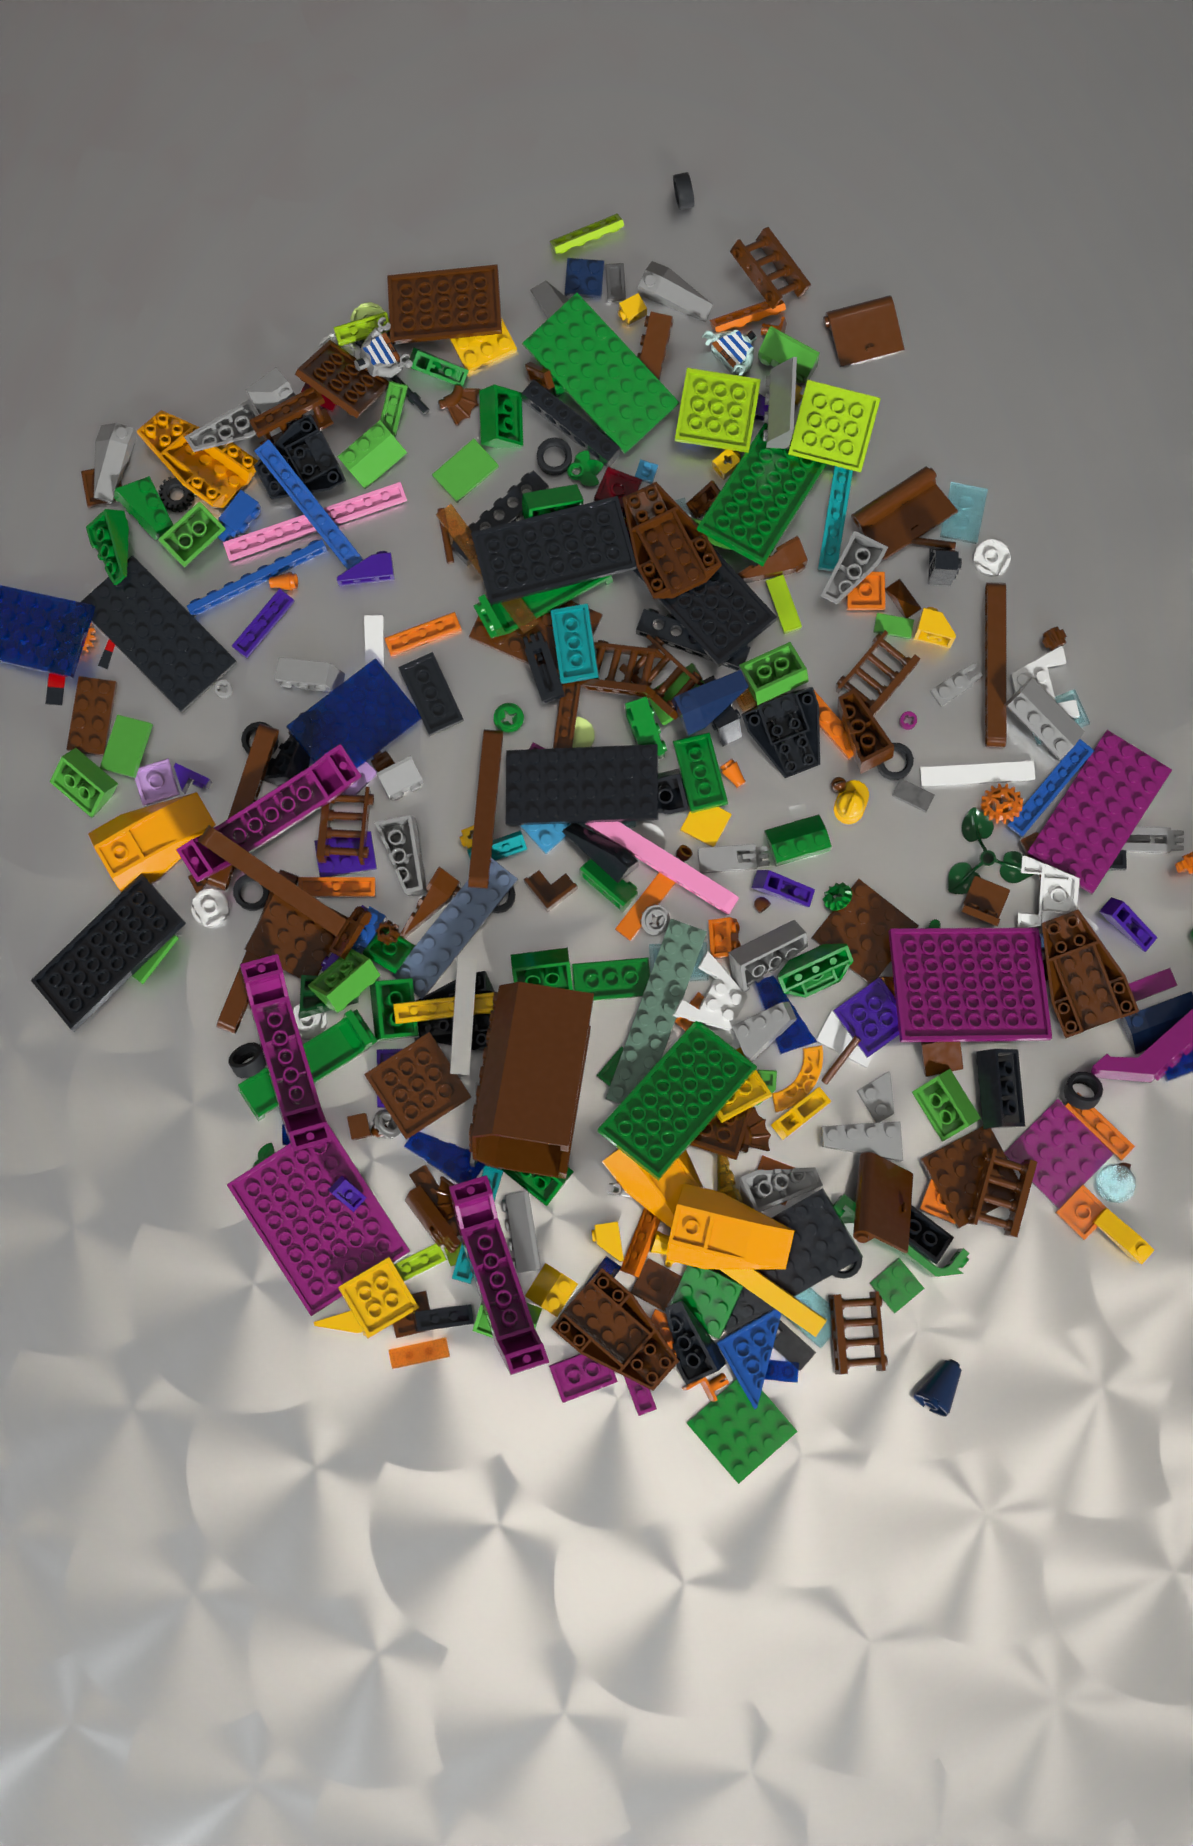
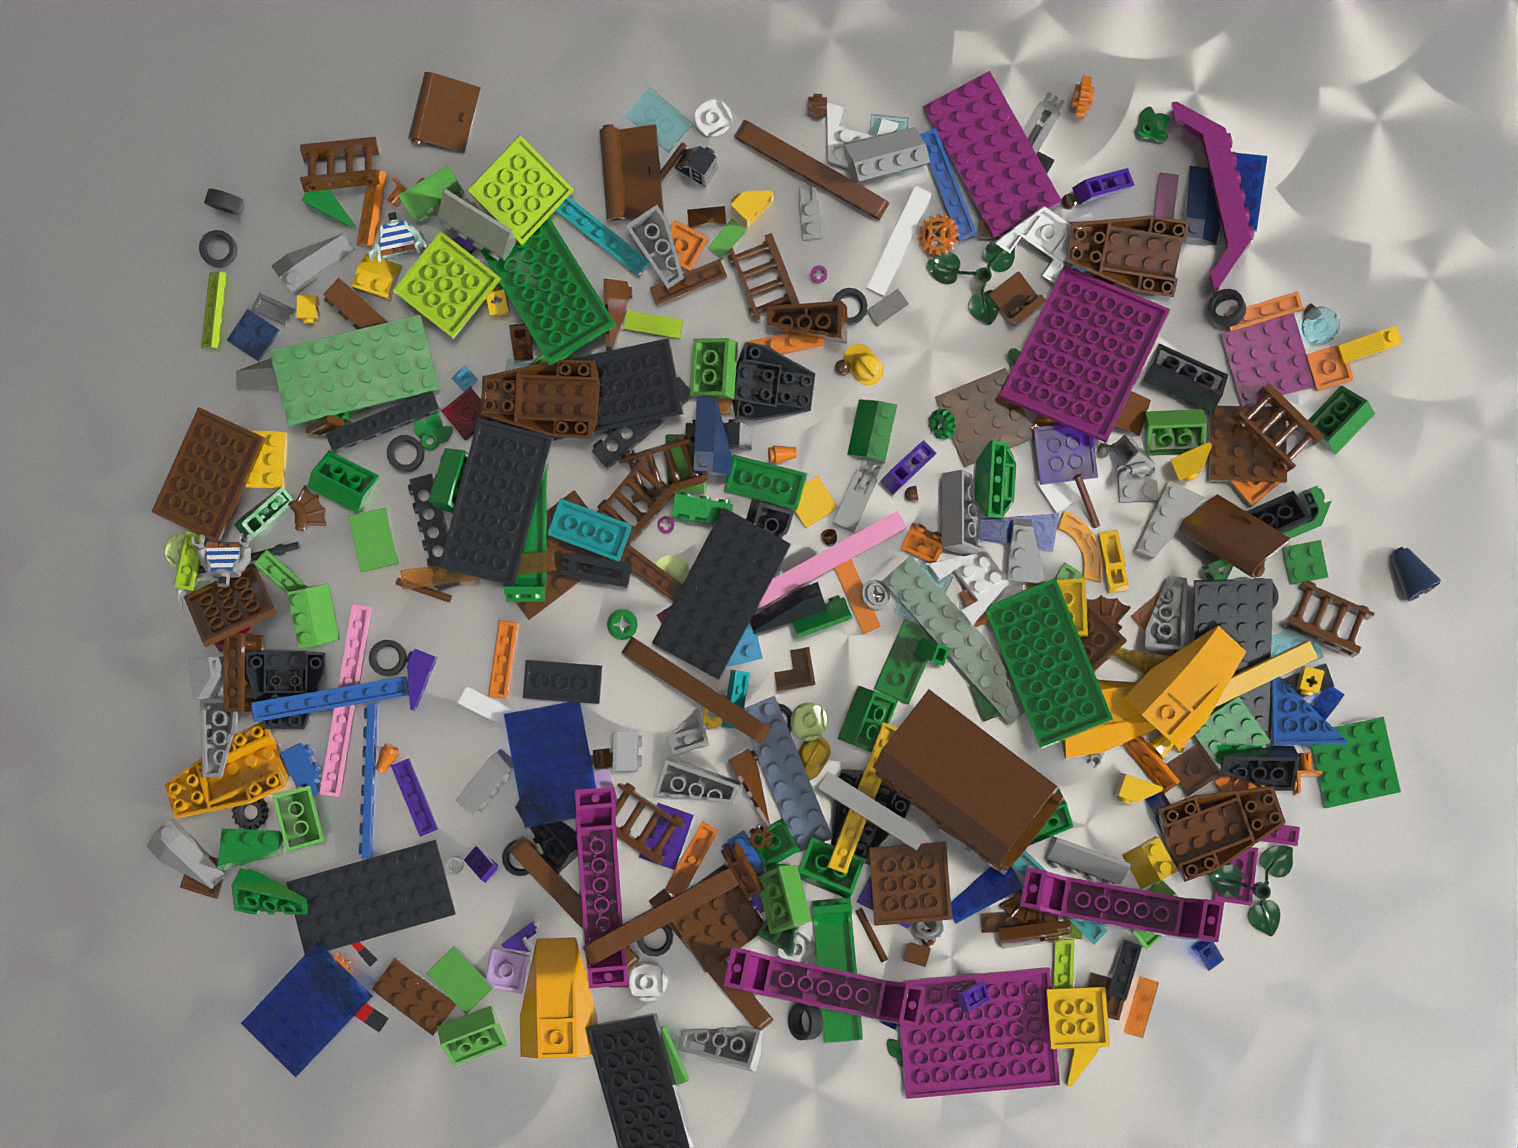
camera: 60 degrees left, 5 degrees up
(192, 1008) = (732, 1046): none -> light grey wedge
(236, 710) = (481, 864): none -> dark purple slope
(355, 1078) = (871, 935): none -> reddish brown bar
(366, 523) = (373, 655): none -> black tyre
(443, 826) = (688, 735): none -> light grey wing
(485, 944) = (814, 756): none -> yellow piece
(499, 1386) = (1207, 953): none -> clear blue slope
(512, 922) = (808, 721): none -> yellowish green tile
(575, 1368) = (1266, 915): none -> dark green plant
(610, 707) = (661, 529): none -> magenta bush
(632, 994) = (932, 651): none -> green brick
(641, 195) = (209, 236): none -> black tyre
(691, 351) = (376, 277): none -> yellow slope
(730, 279) = (326, 203): none -> green slope
(798, 1348) = (1314, 675): none -> yellow brick
(837, 614) = (692, 281): none -> reddish brown plate
(902, 1076) = (1131, 455): none -> light grey torso
(927, 1132) = (1191, 462): none -> yellow slope
(1042, 1247) = (1341, 418): none -> green slope
(1094, 899) = (1065, 202): none -> reddish brown hinge

